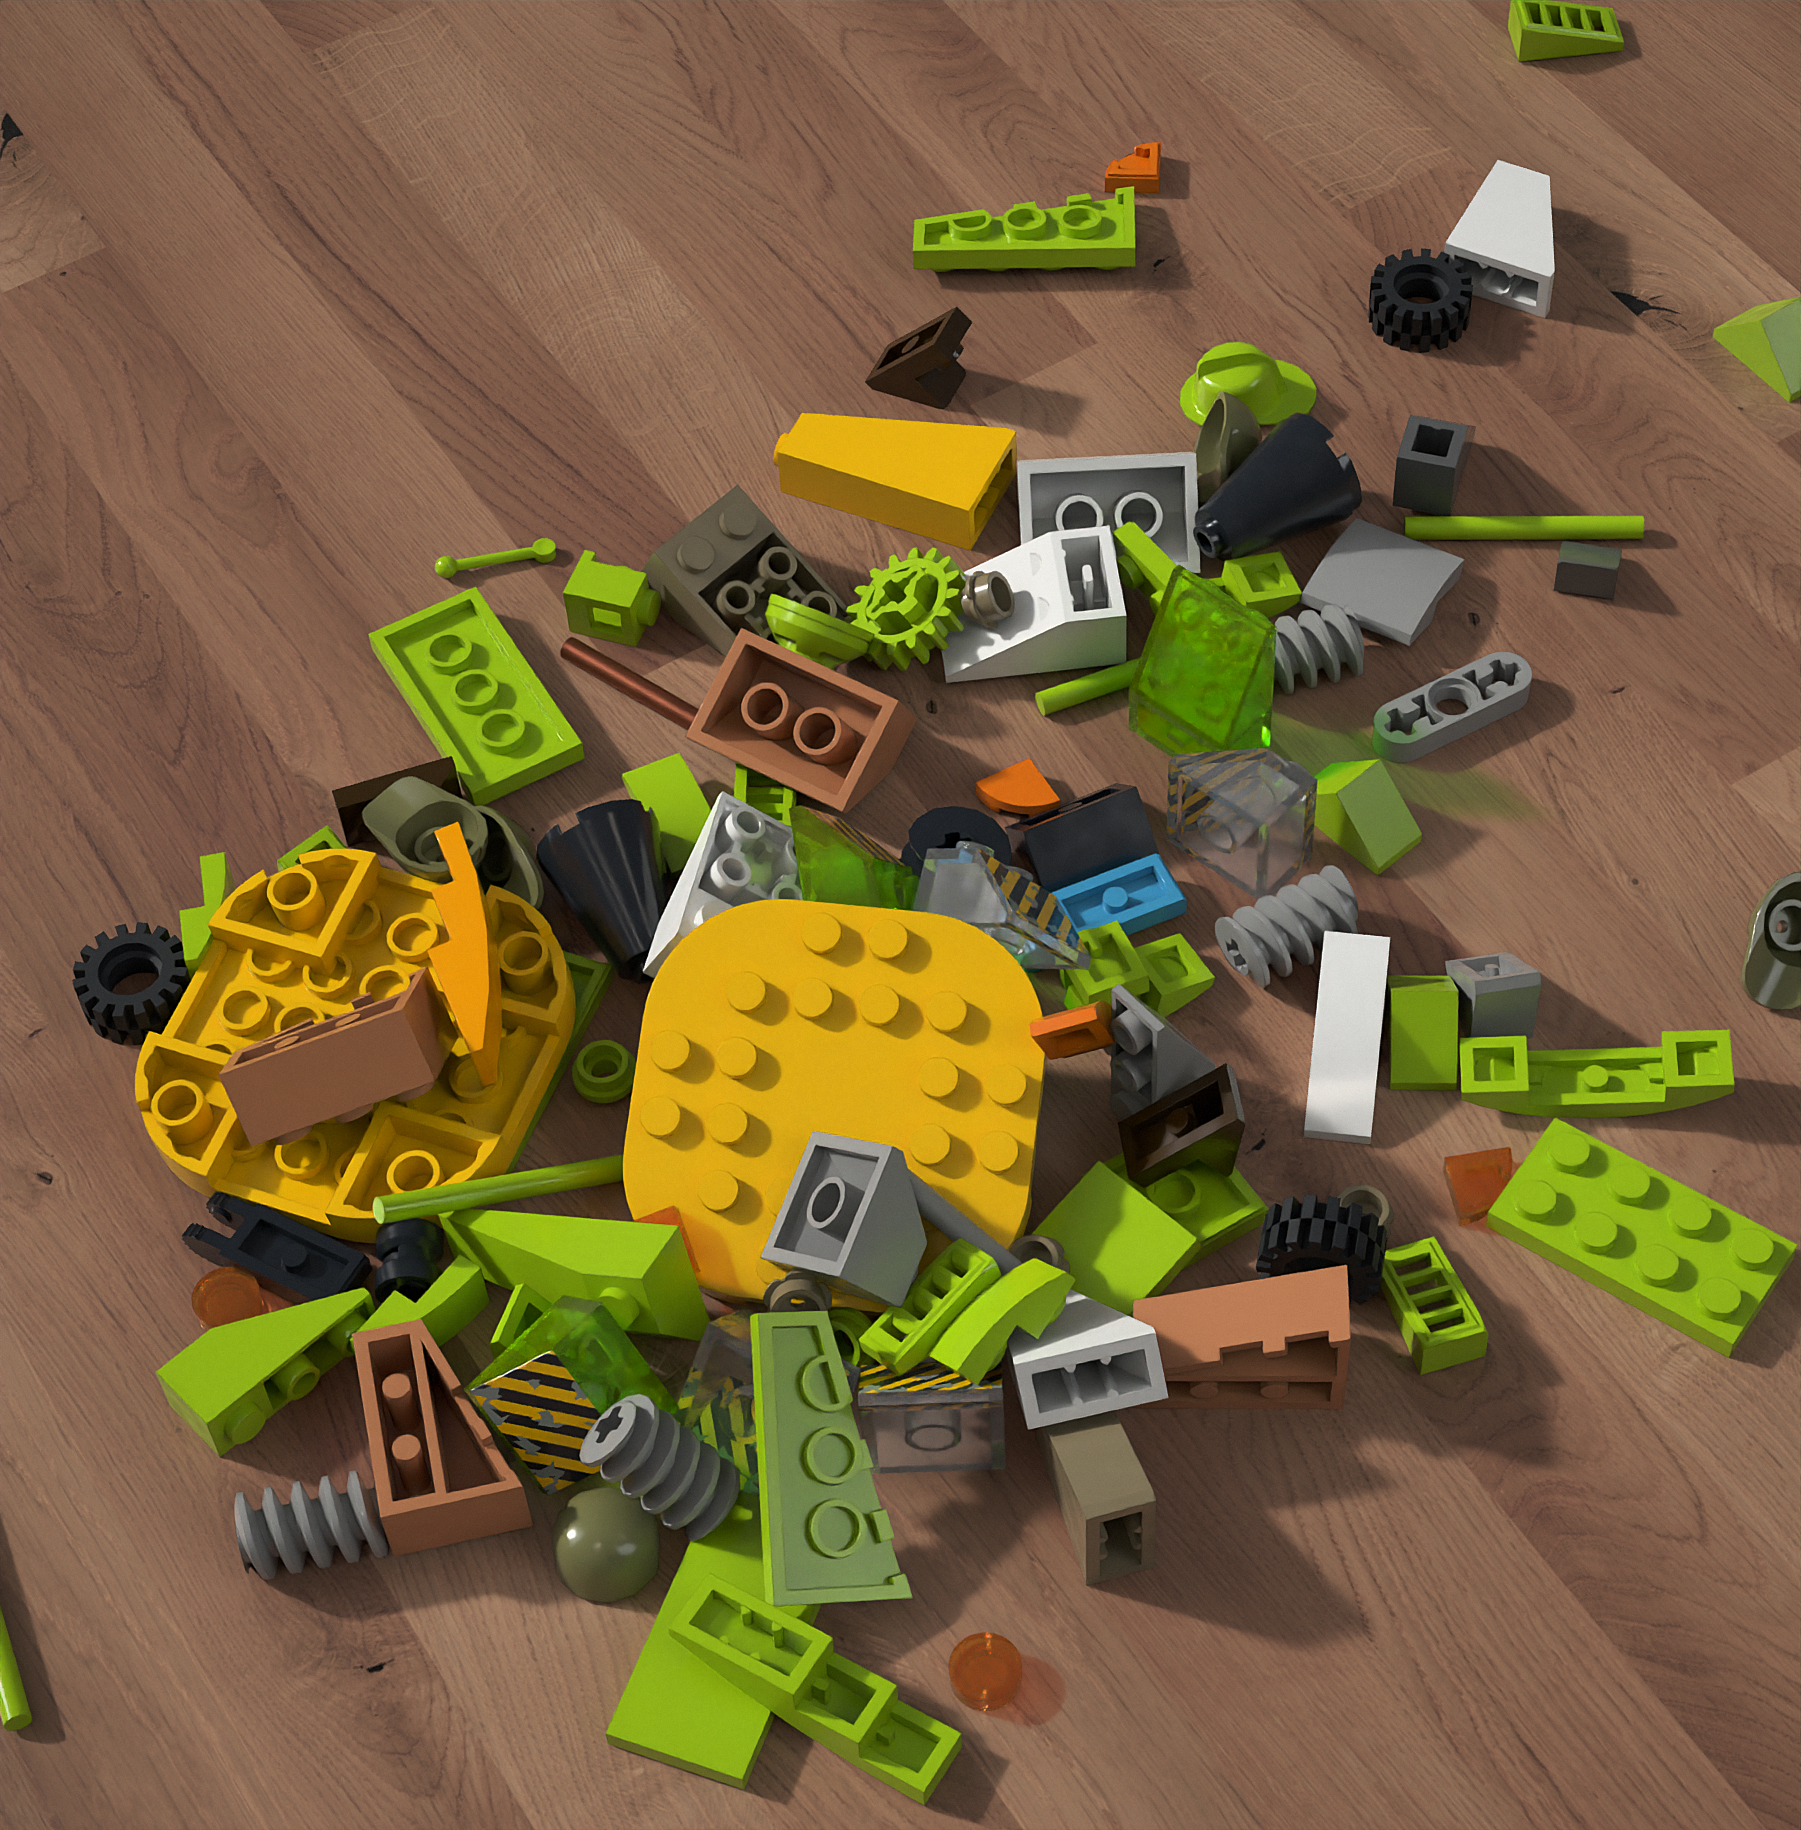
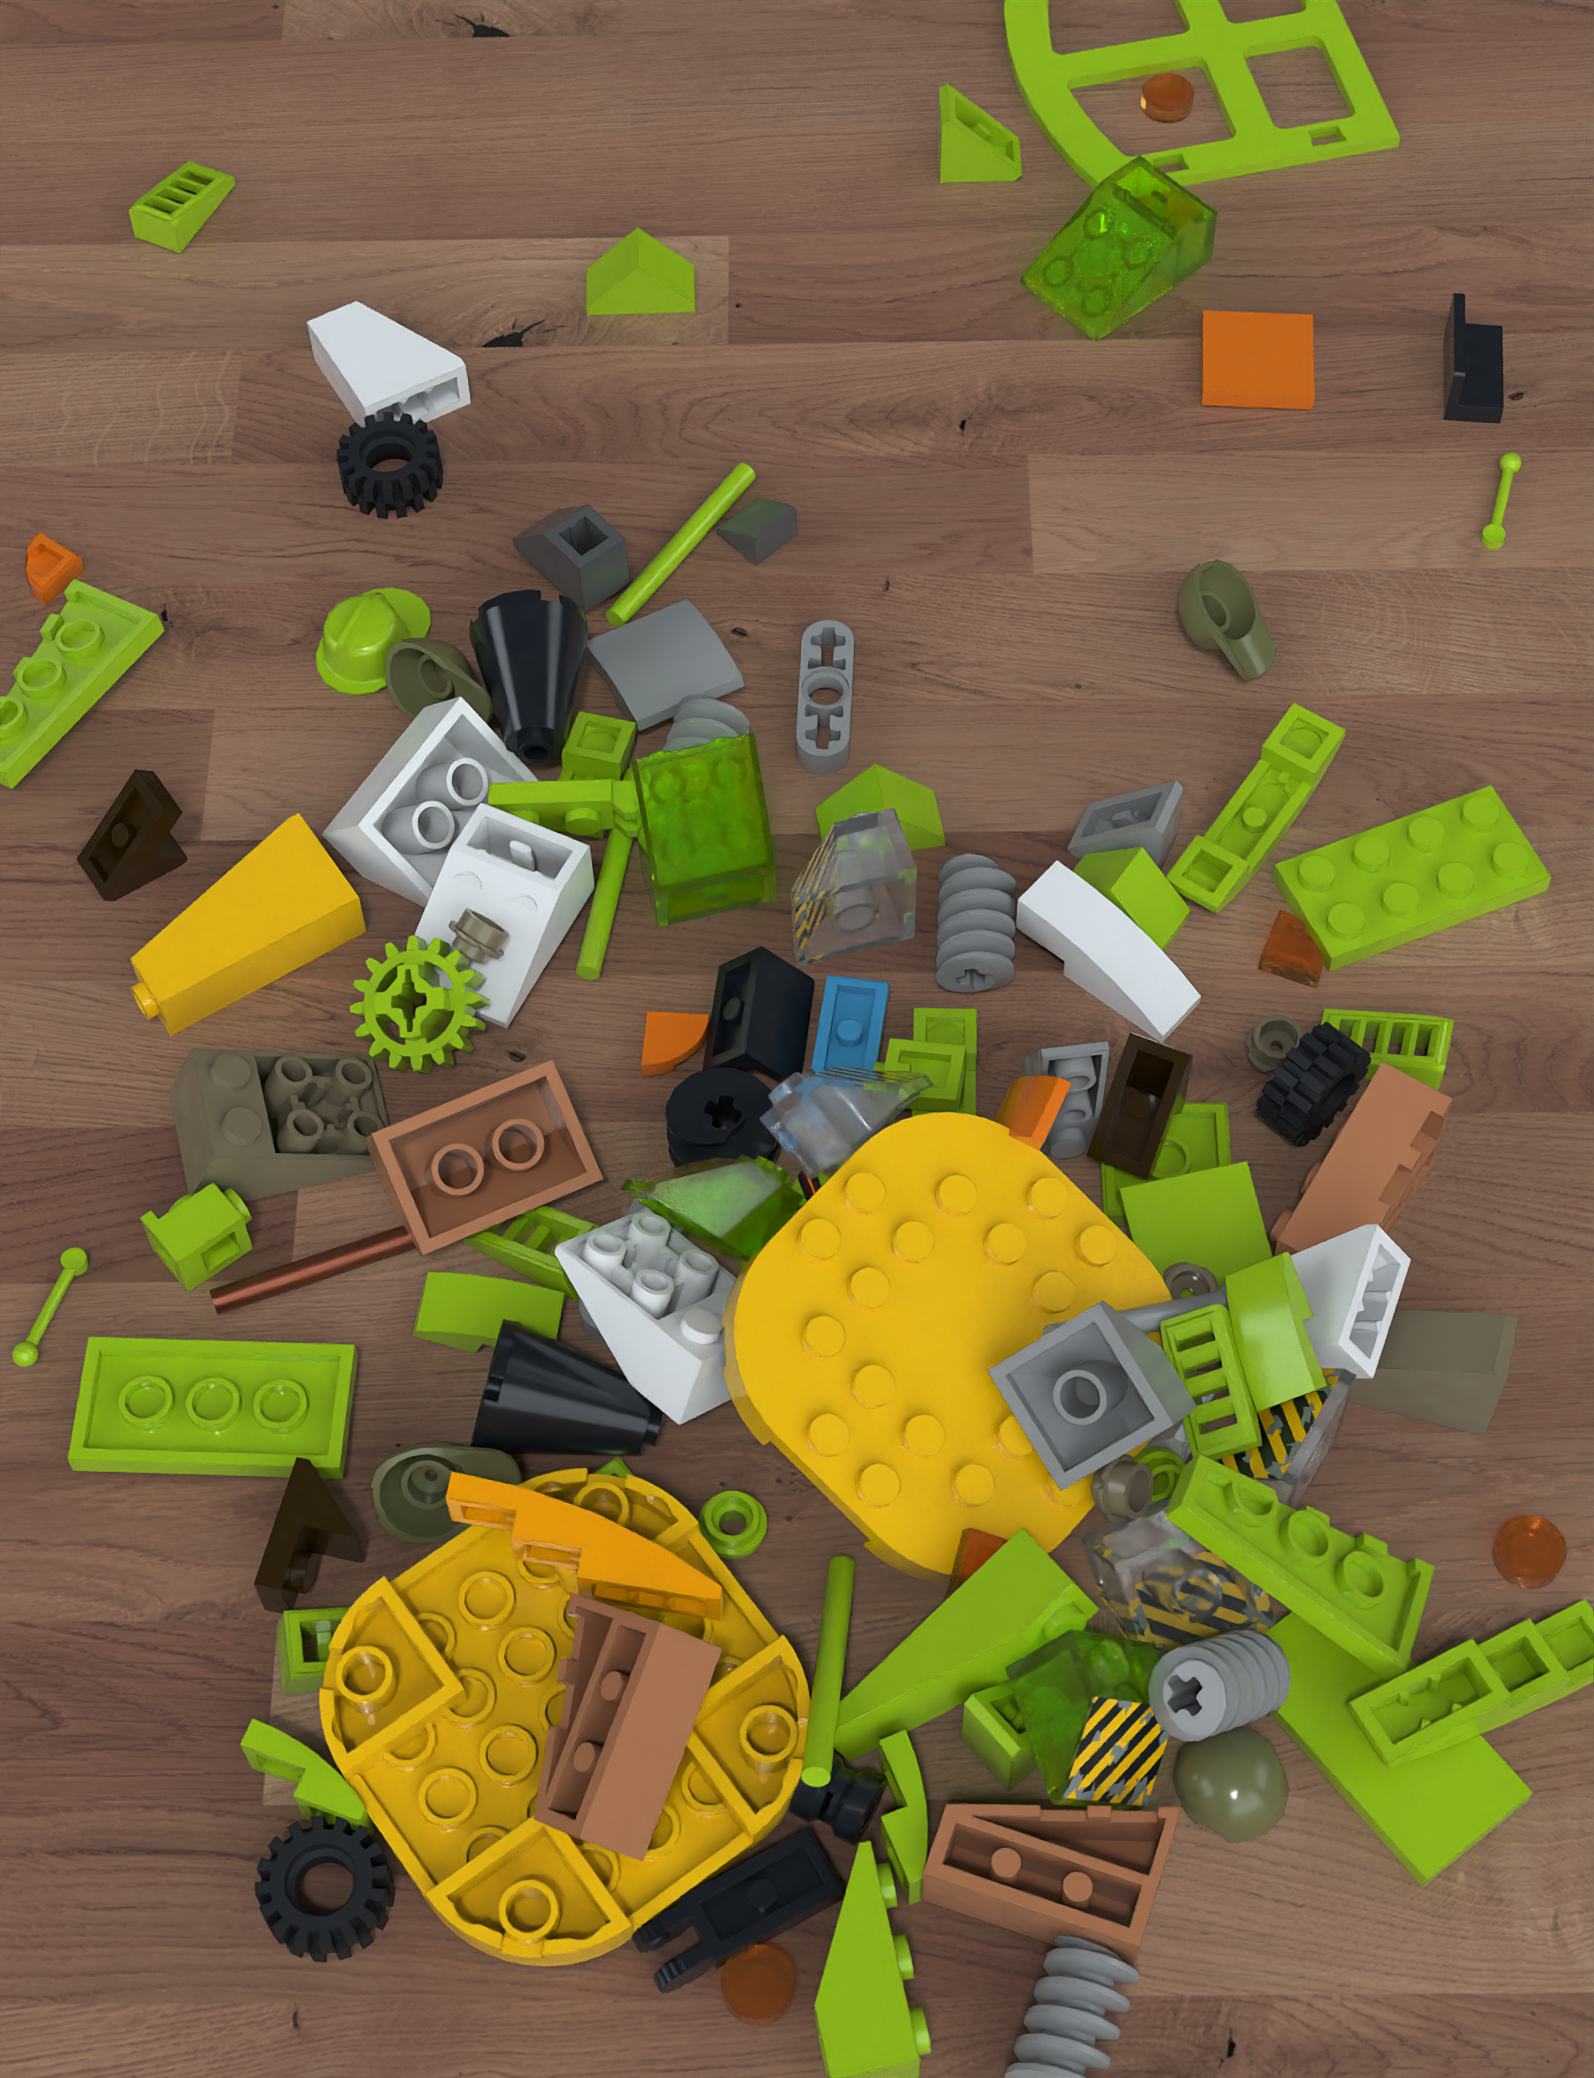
camera: 60 degrees left, 5 degrees up
(406, 822) = (362, 1519): olive cap -> none
(815, 633) = (402, 1087): lime piece -> none

